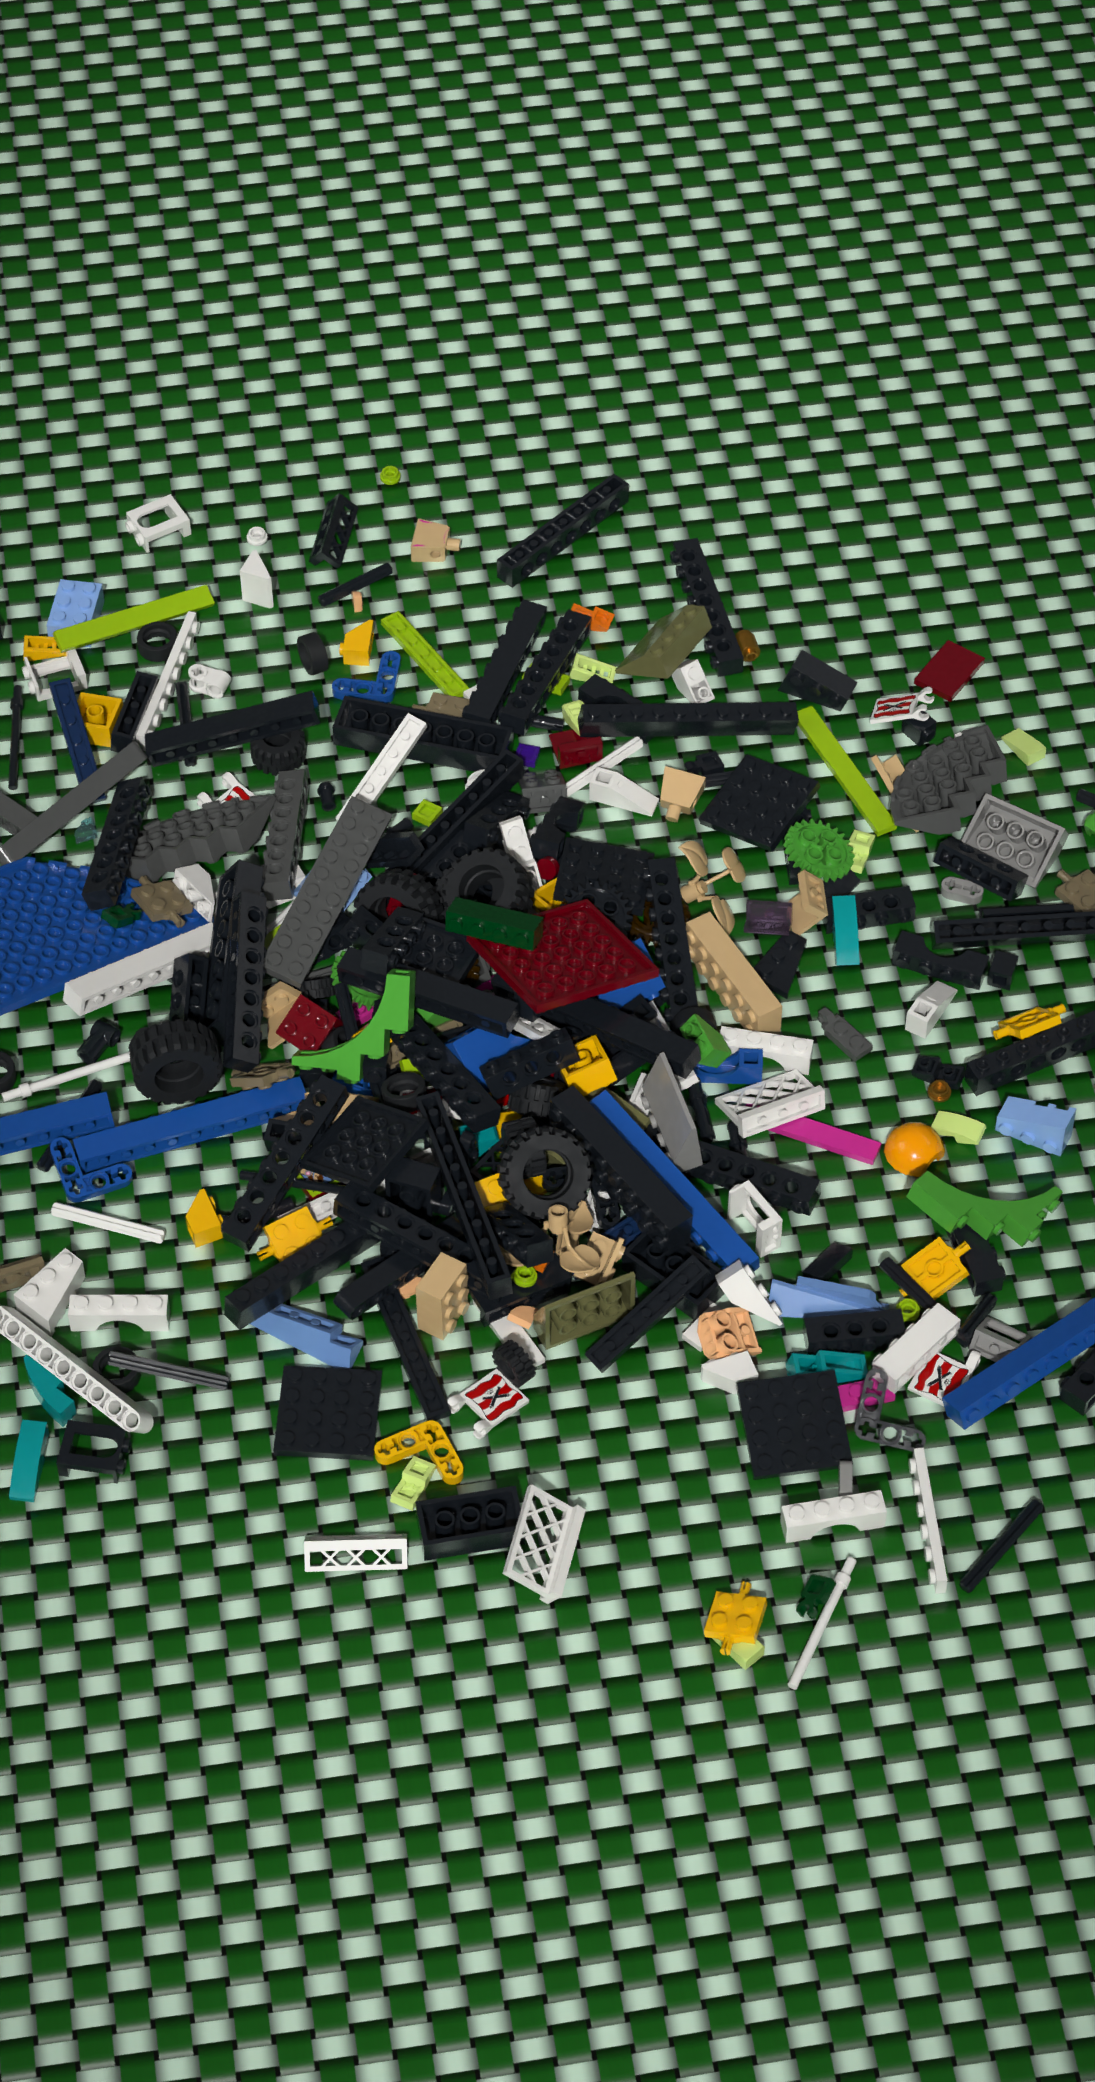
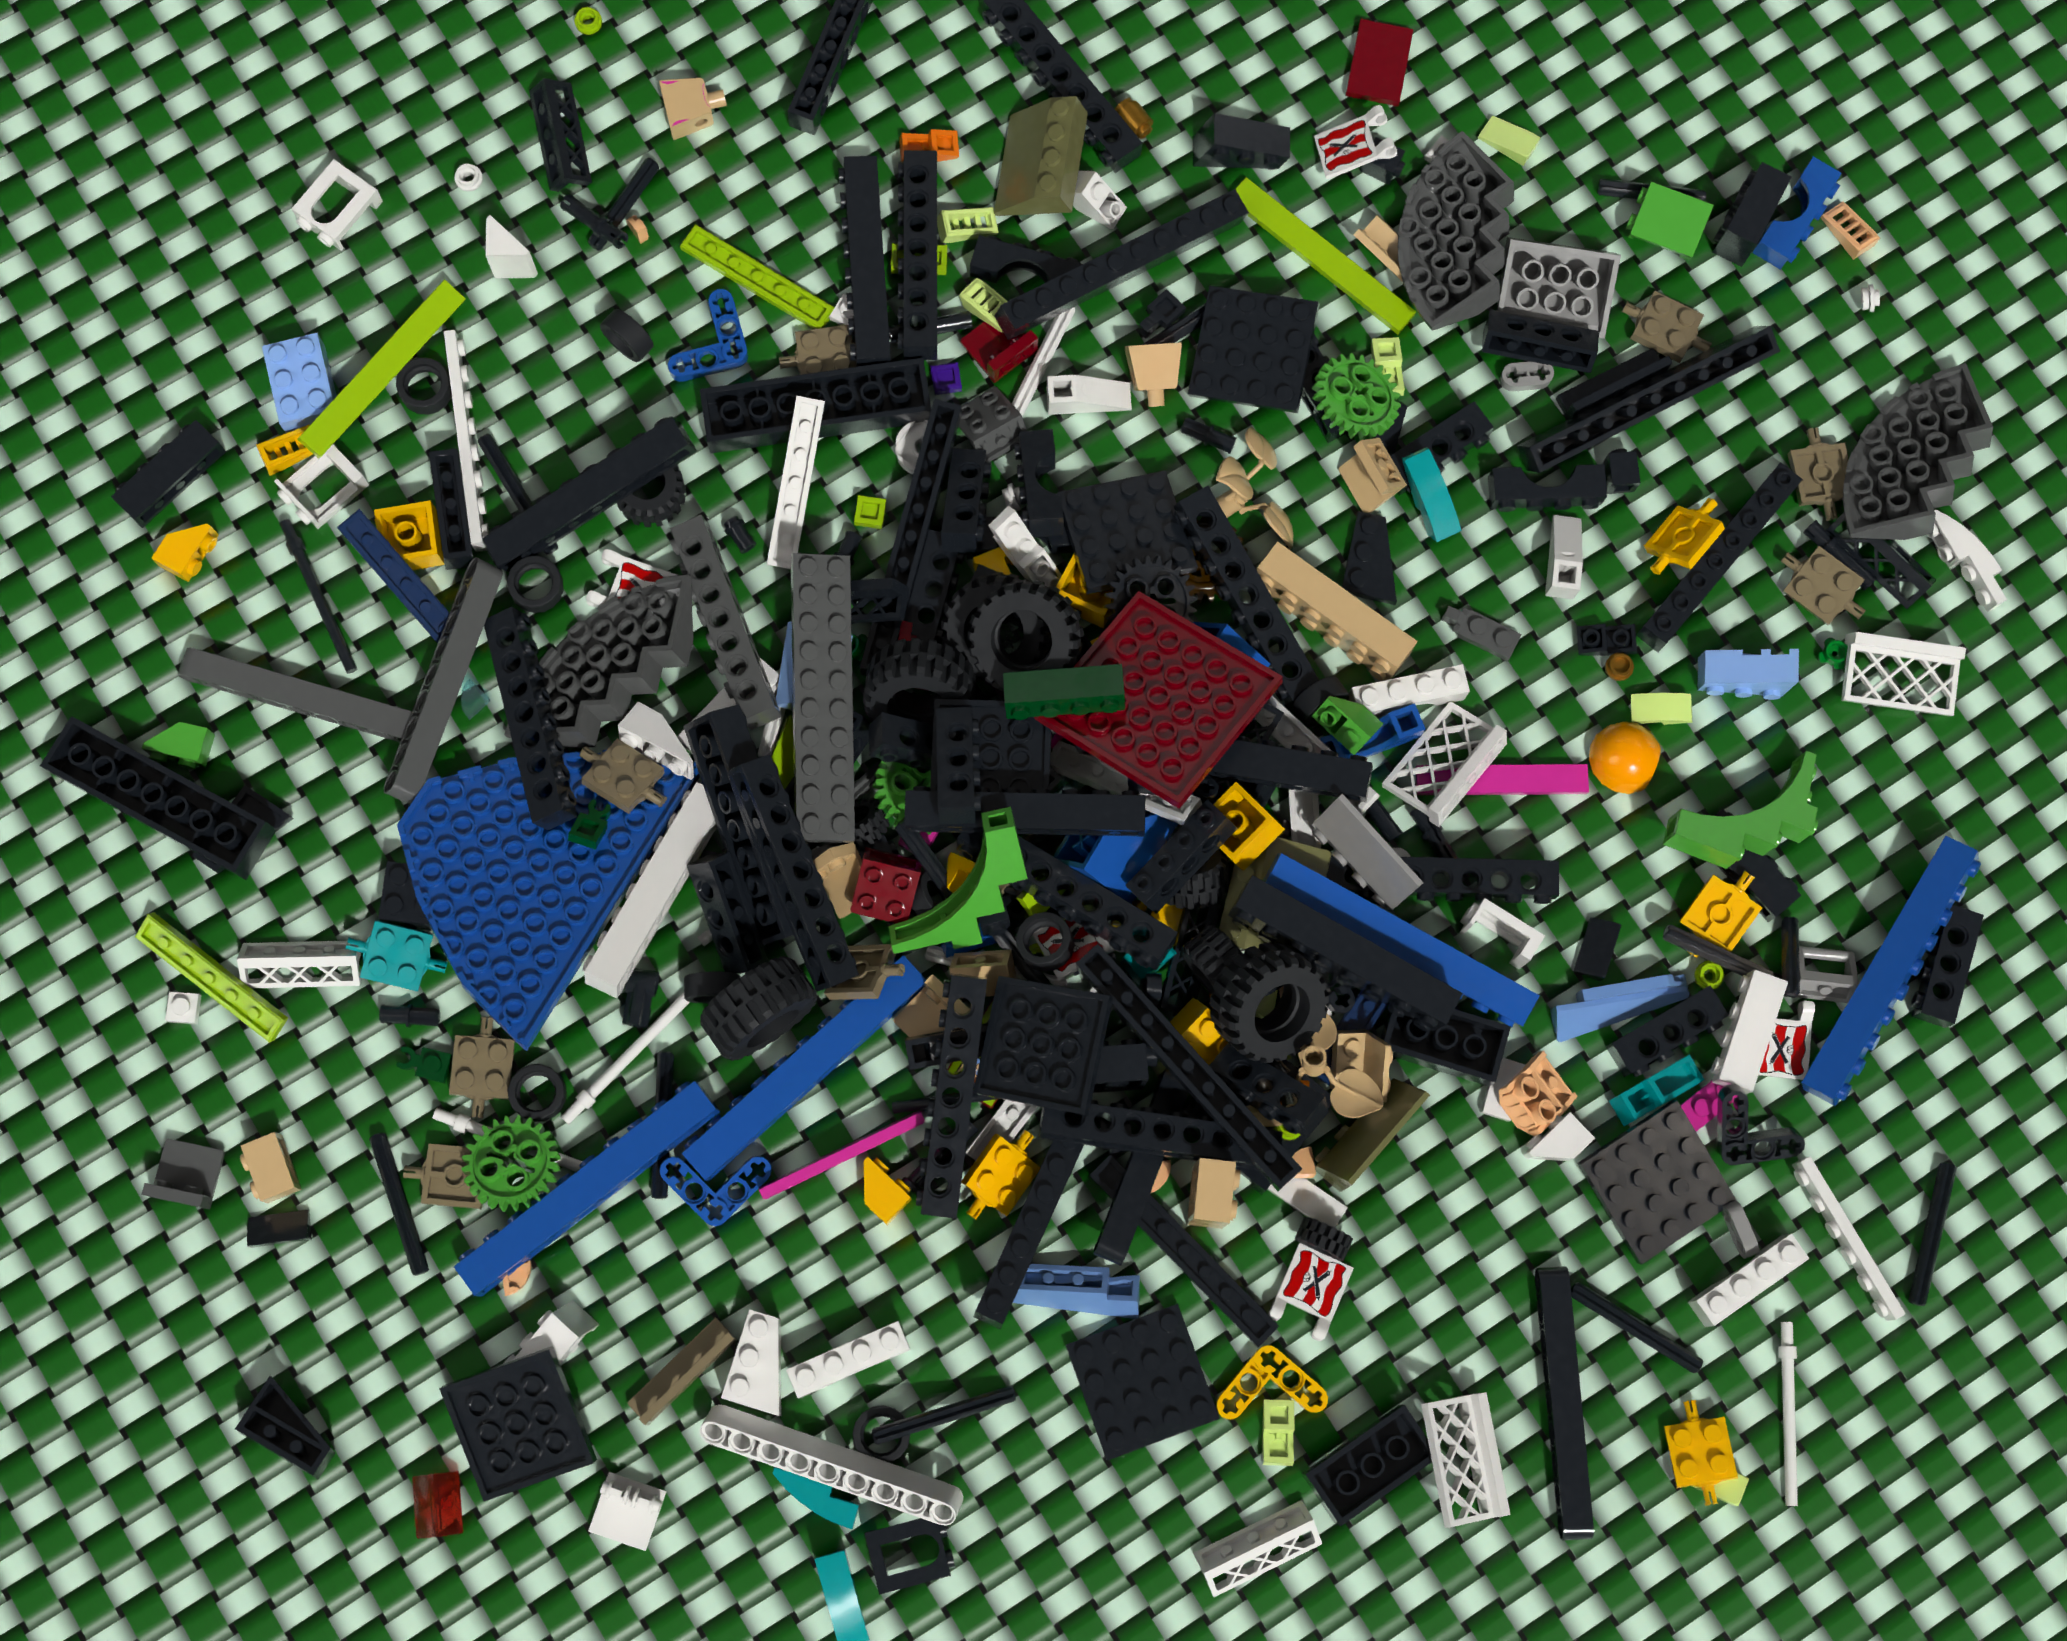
camera: 30 degrees left, 25 degrees up
(108, 1222) = (772, 1239): white axle -> none
(167, 790) = (525, 565): none -> black tyre
(181, 1186) = (841, 1155): none -> dark pink tile
(209, 682) = (520, 421): white piece -> none
(329, 586) = (601, 226): none -> black pin
(358, 645) = (672, 296): yellow slope -> none
(548, 867) = (1056, 545): dark red tile -> none
(644, 1546) = (1564, 1403): none -> black beam
(647, 1313) = (1444, 1114): black plate -> none
(713, 857) = (1208, 435): none -> black axle
(729, 1519) = (1636, 1328): none -> black axle
(744, 1292) = (1540, 1043): white slope -> none
(768, 917) = (1332, 508): clear purple panel -> none
(814, 1593) = (1772, 1381): dark green plate -> none

